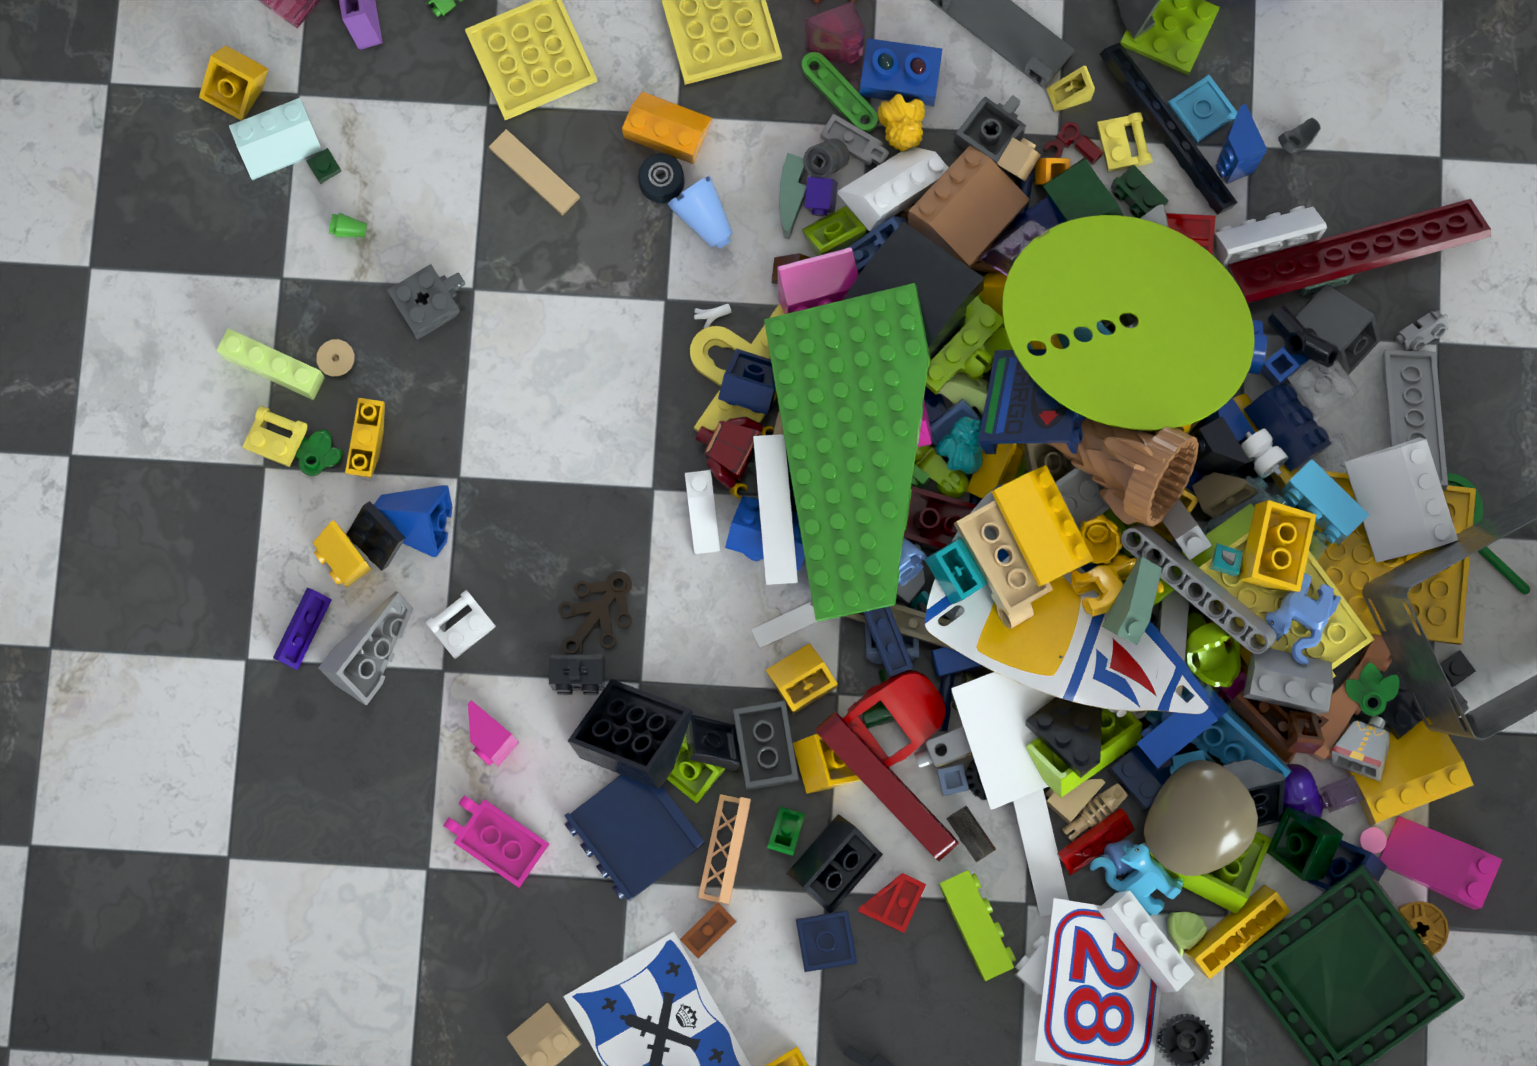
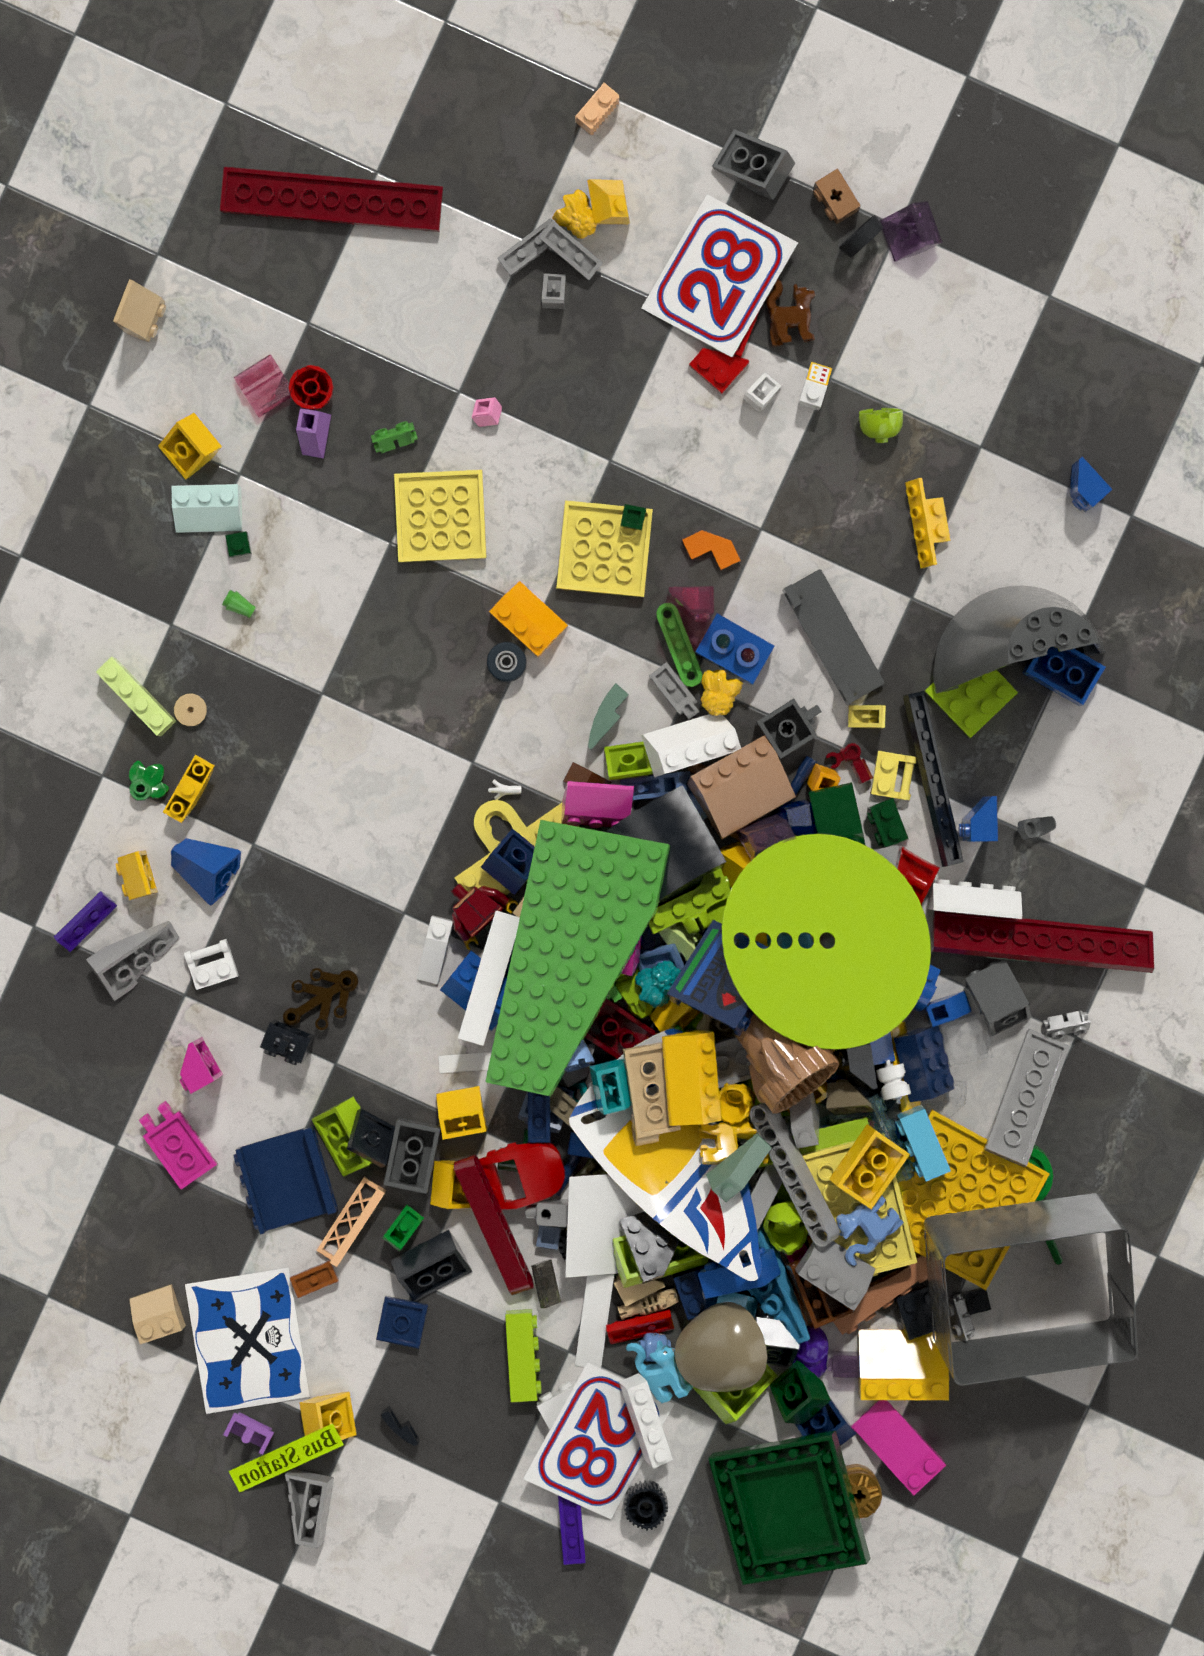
camera: 20 degrees right, 10 degrees up
(273, 445) = (113, 762): light yellow plate -> none
(375, 536) = (168, 871): black plate -> none
(438, 293) = (292, 691): dark grey hinge -> none
(534, 172) = (406, 615): tan tile -> none
(632, 733) = (311, 1108): black slope -> none
(703, 212) = (529, 705): light blue cone -> none
(821, 195) = (629, 727): dark purple brick -> none
(826, 158) = (645, 699): dark grey wheel -> none
(895, 902) = (466, 1313): red wing -> none
(1019, 158) = (800, 761): tan brick -> none
(1185, 930) = (681, 1420): yellowish green piece -> none
(1202, 109) = (968, 772): medium azure tile -> none
(1226, 560) = (826, 1159): teal slope -> none
(1237, 931) = (720, 1438): yellow brick -> none
(1301, 339) = (965, 999): black piece -> none
(1303, 733) = (829, 1316): reddish brown slope -> none
(1363, 748) = (876, 1337): light grey torso -> none
(1372, 685) = (902, 1293): green plate -> none
(1372, 840) = (854, 1408): bright pink tile -> none
(1402, 500) = (983, 1164): white slope -> none

